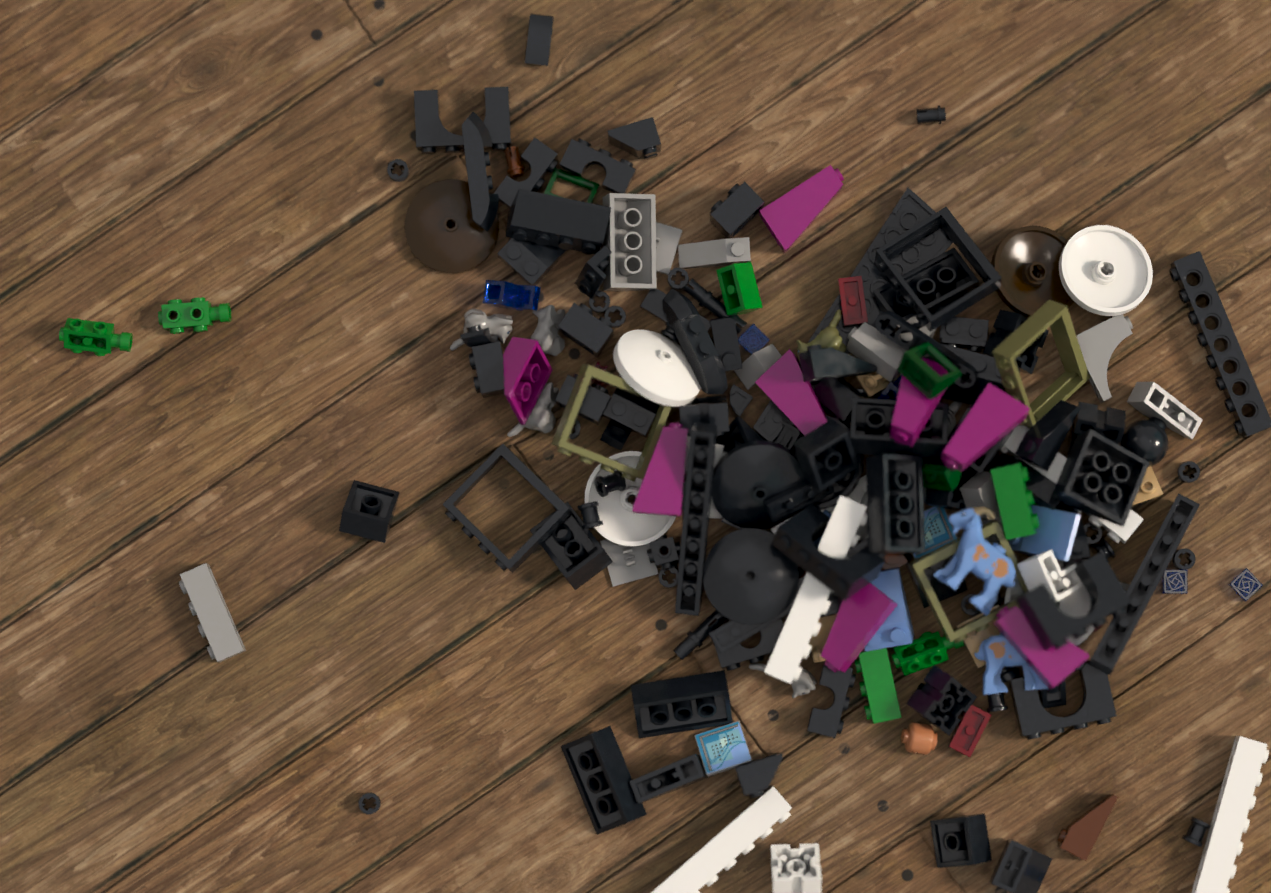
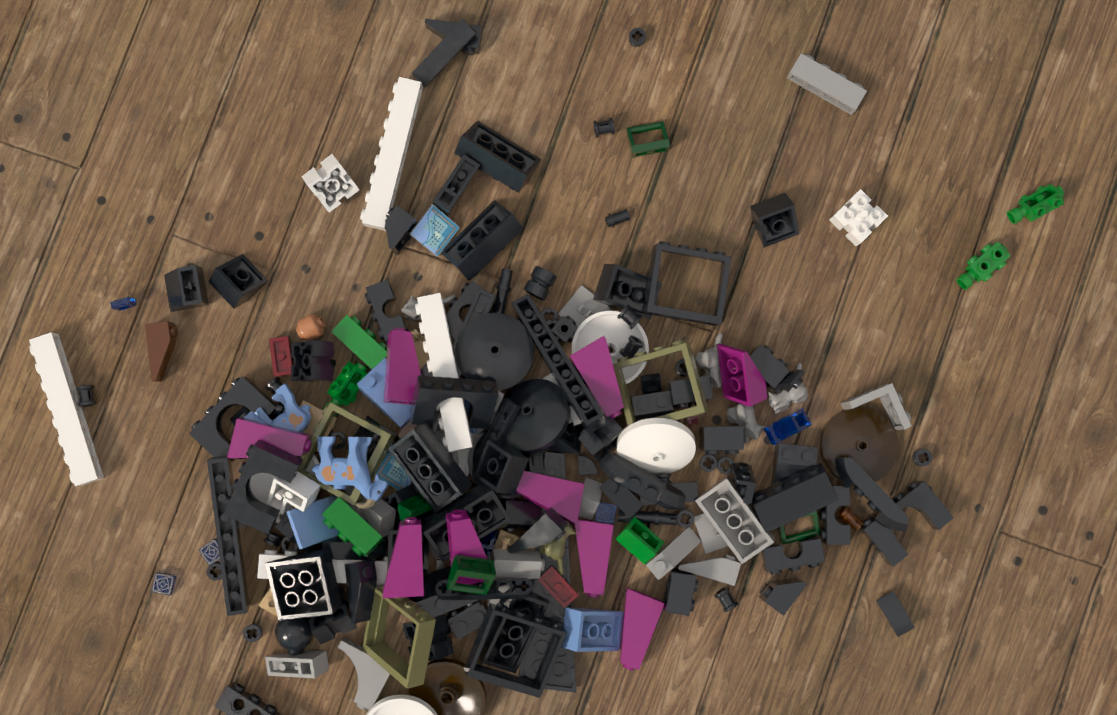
camera: 145 degrees right, 0 degrees up
(283, 452) = (858, 217): none -> white brick
(389, 248) = (891, 402): none -> light grey bracket
(442, 676) = (648, 148): none -> dark green tile
(473, 732) = (604, 127): none -> black bush
(527, 628) = (617, 218): none -> black pin
(654, 616) = (540, 282): none -> black wheel
(682, 207) = (717, 568): none -> light grey slope
(694, 171) = (726, 599): none -> black bush
(793, 308) = (594, 551): none -> magenta slope
(847, 235) = (592, 629): none -> medium blue slope

